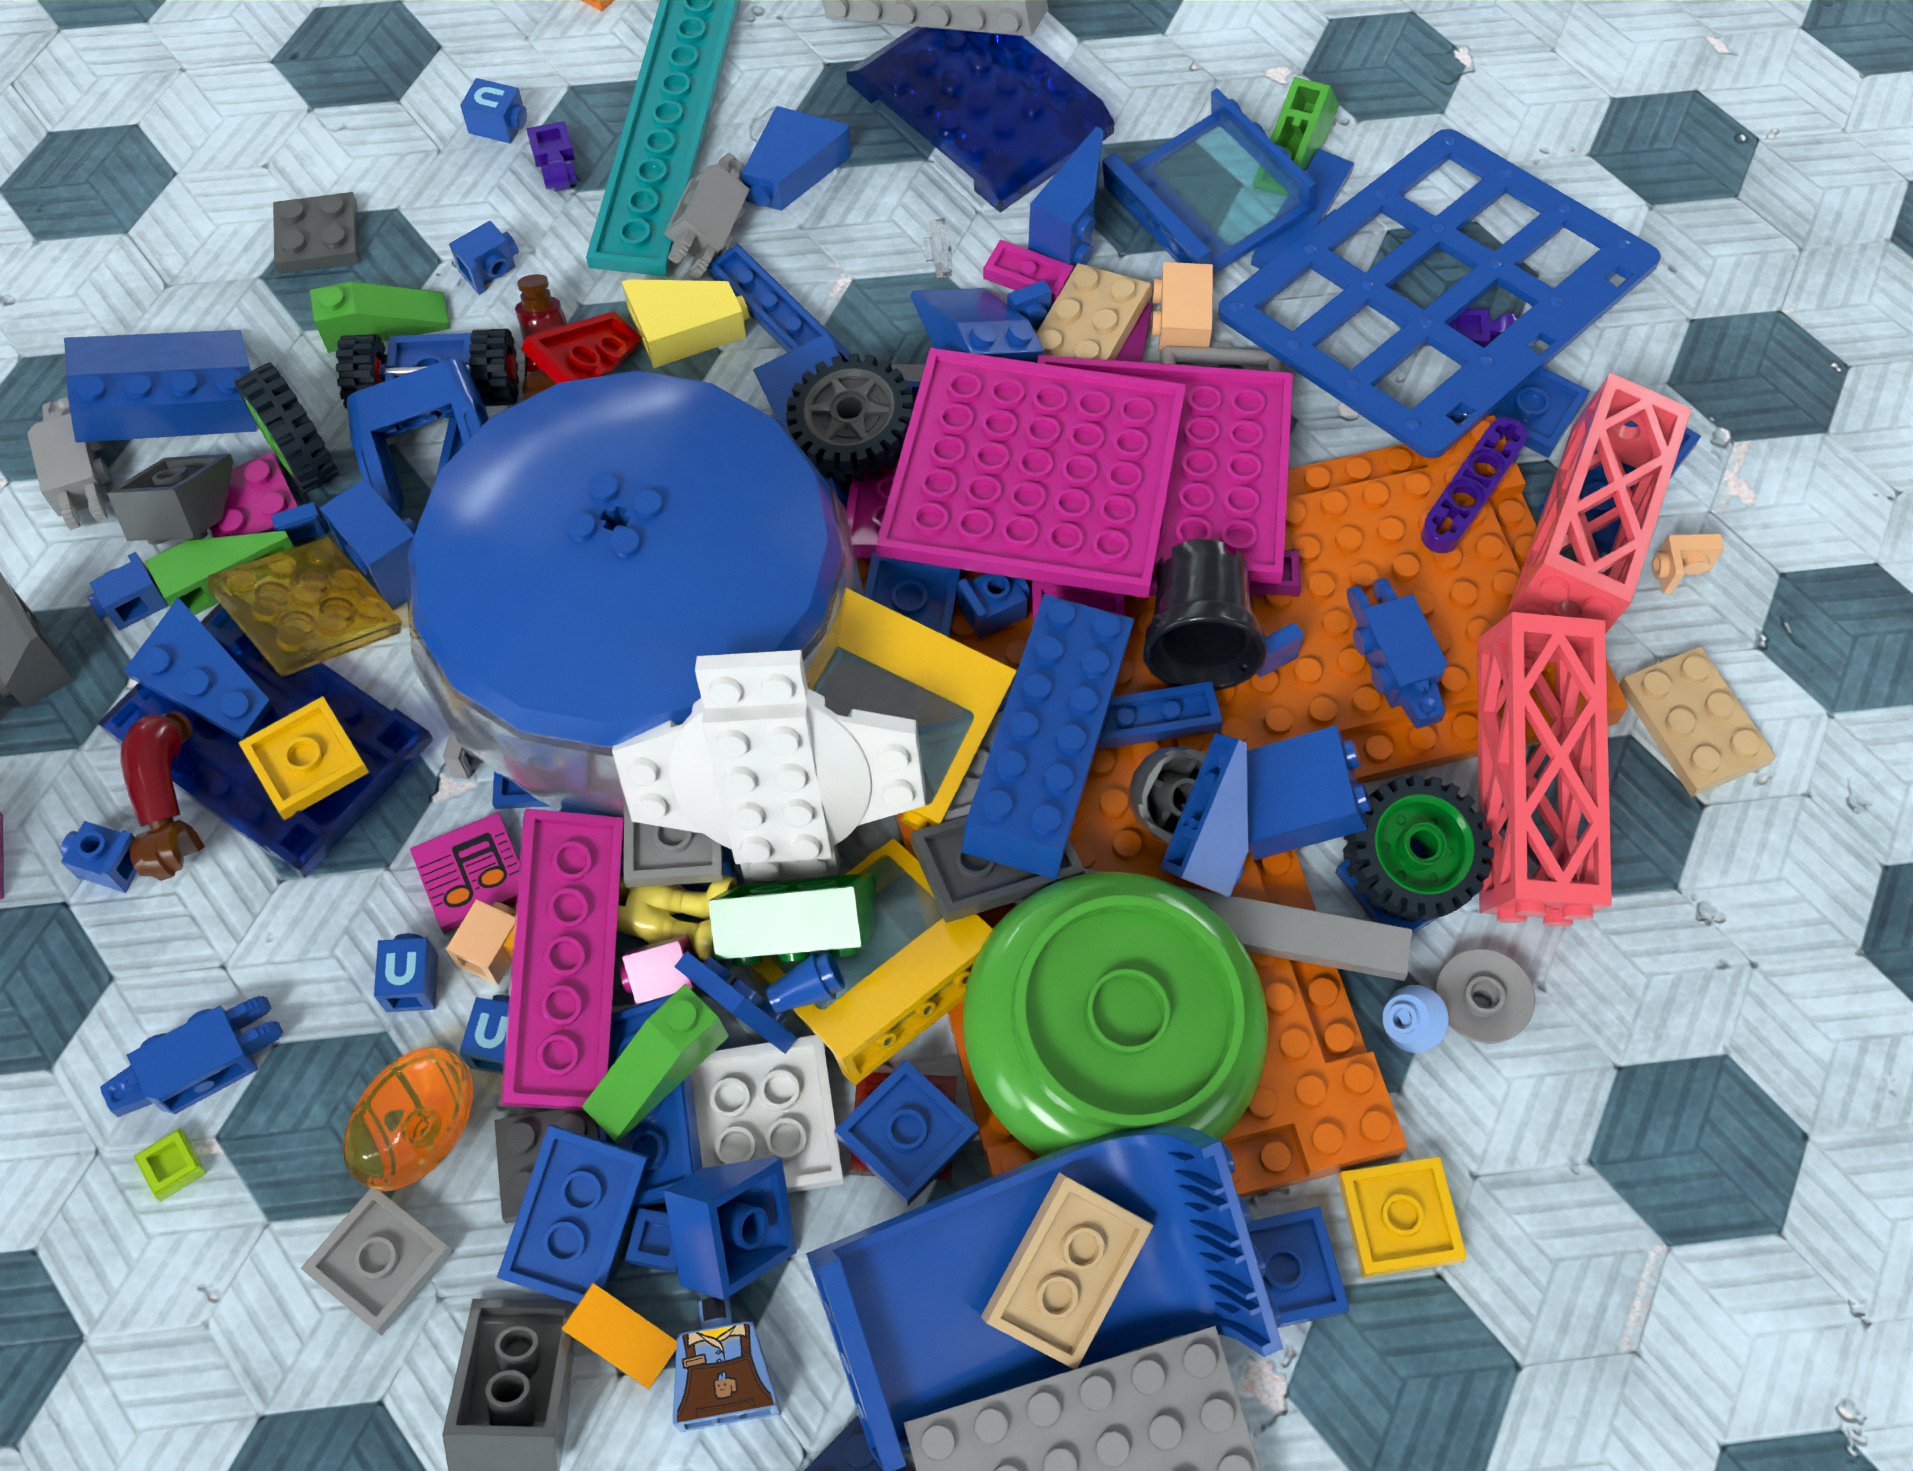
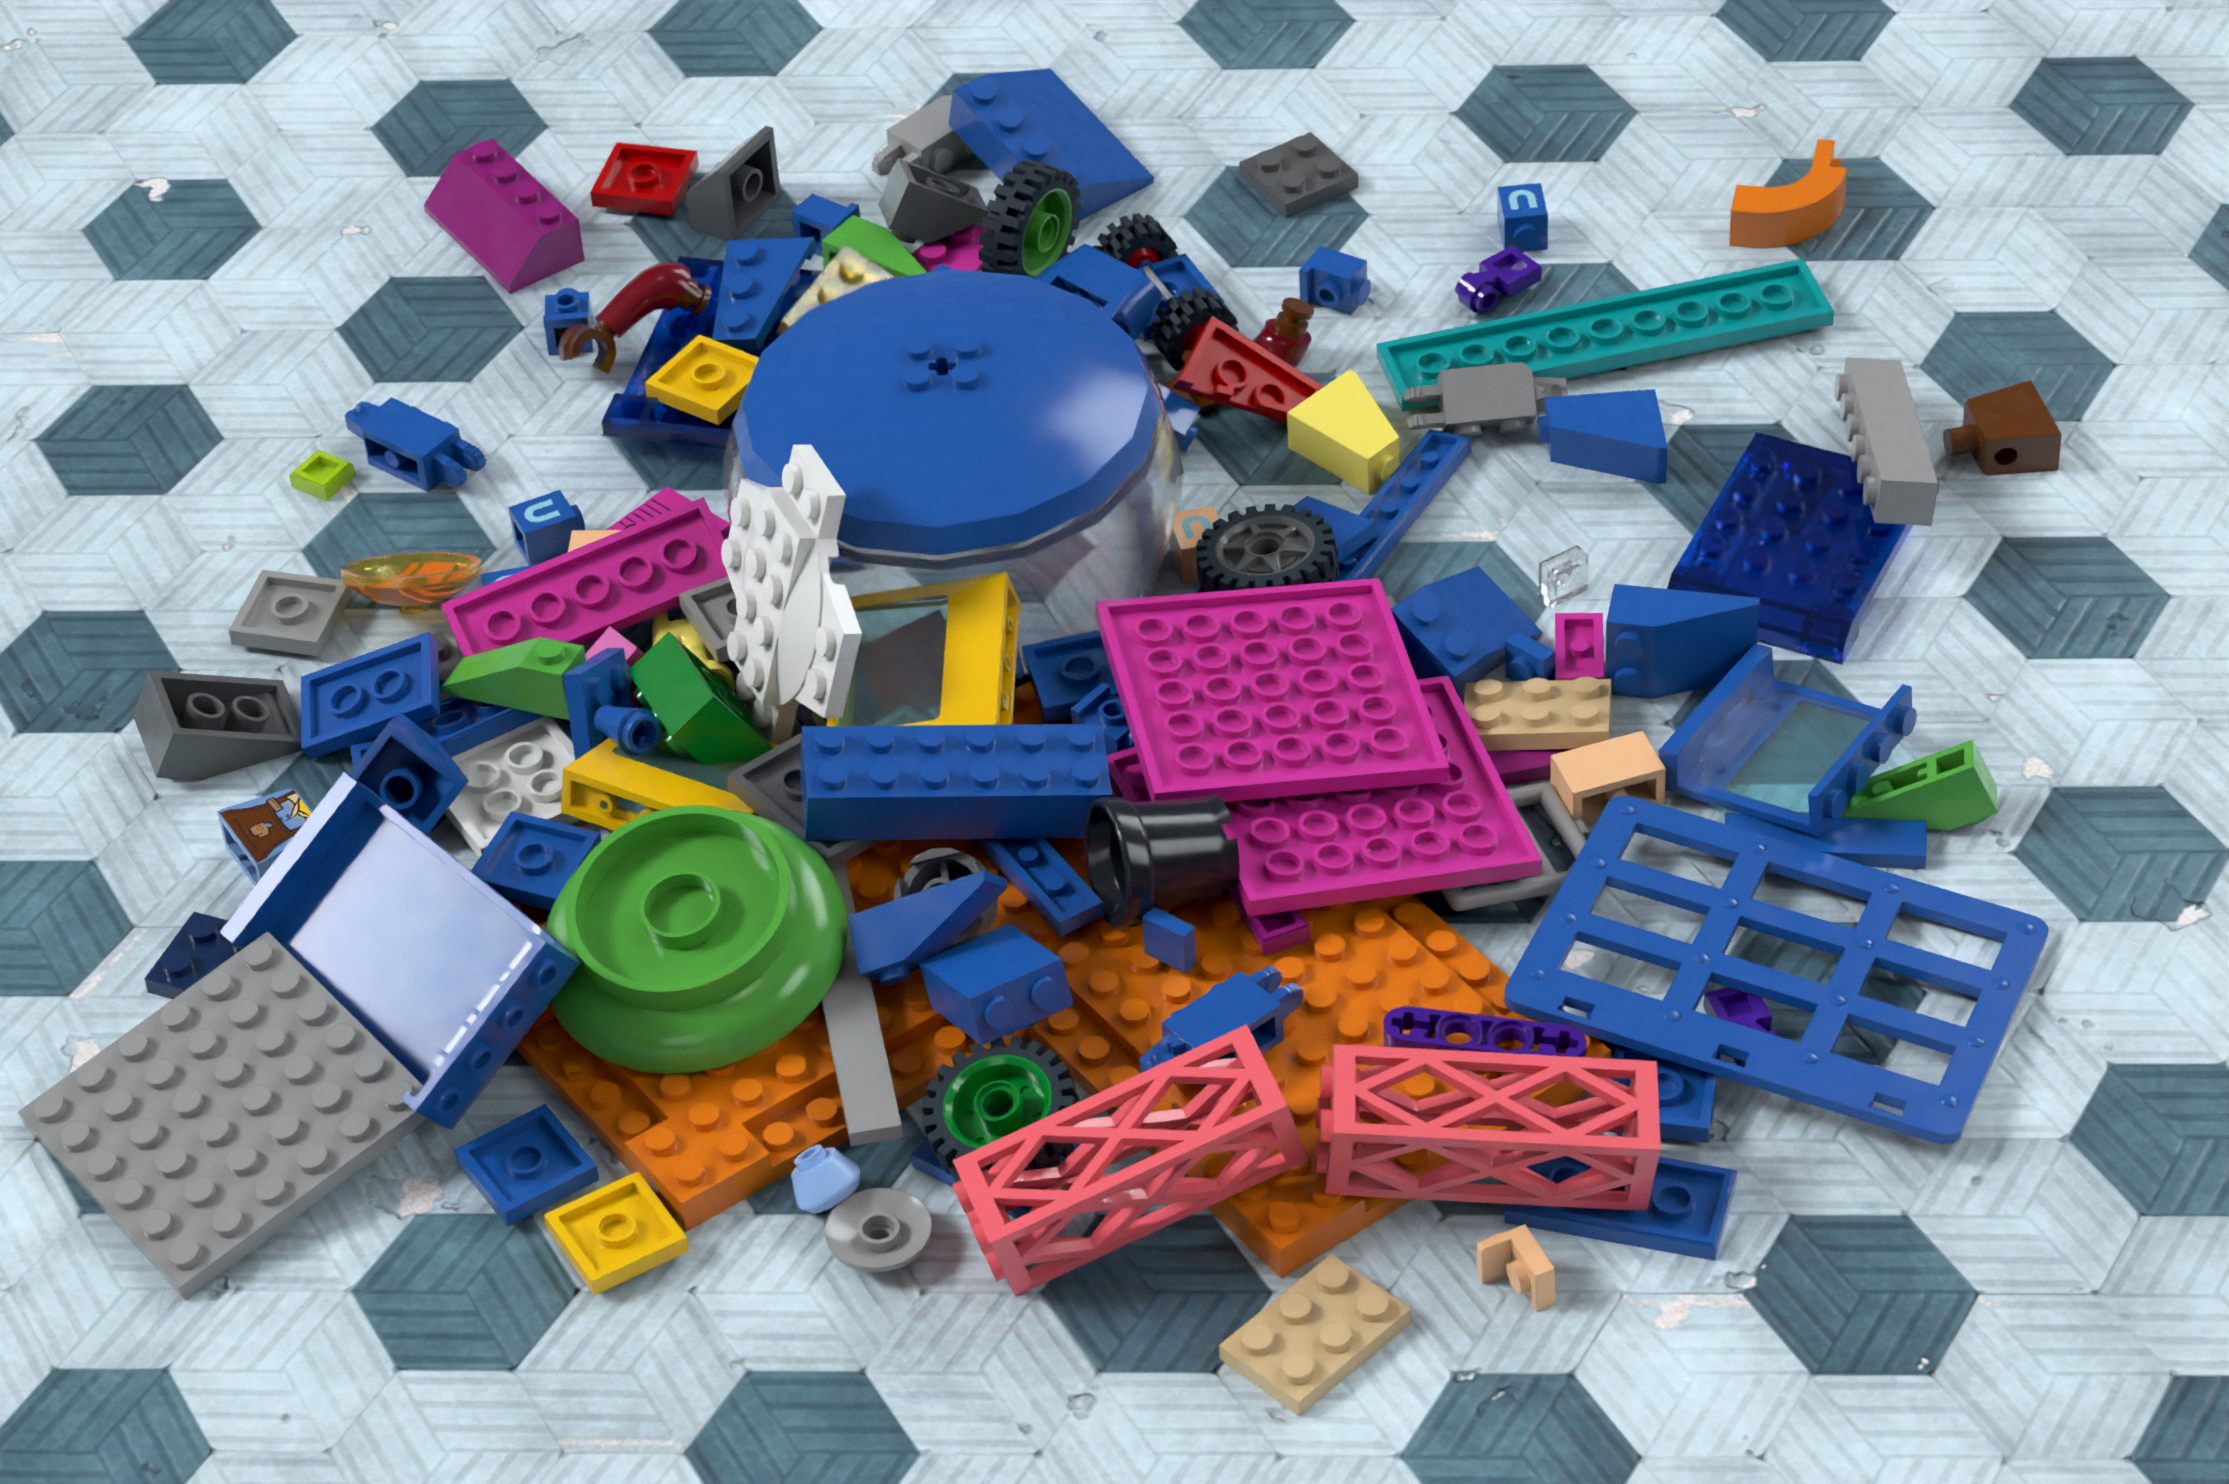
camera: 70 degrees right, 20 degrees down
(376, 309) = (1219, 242): bright green slope -> none
(620, 1336) = (286, 758): light orange tile -> none
(1067, 1271) = (433, 972): tan plate -> none

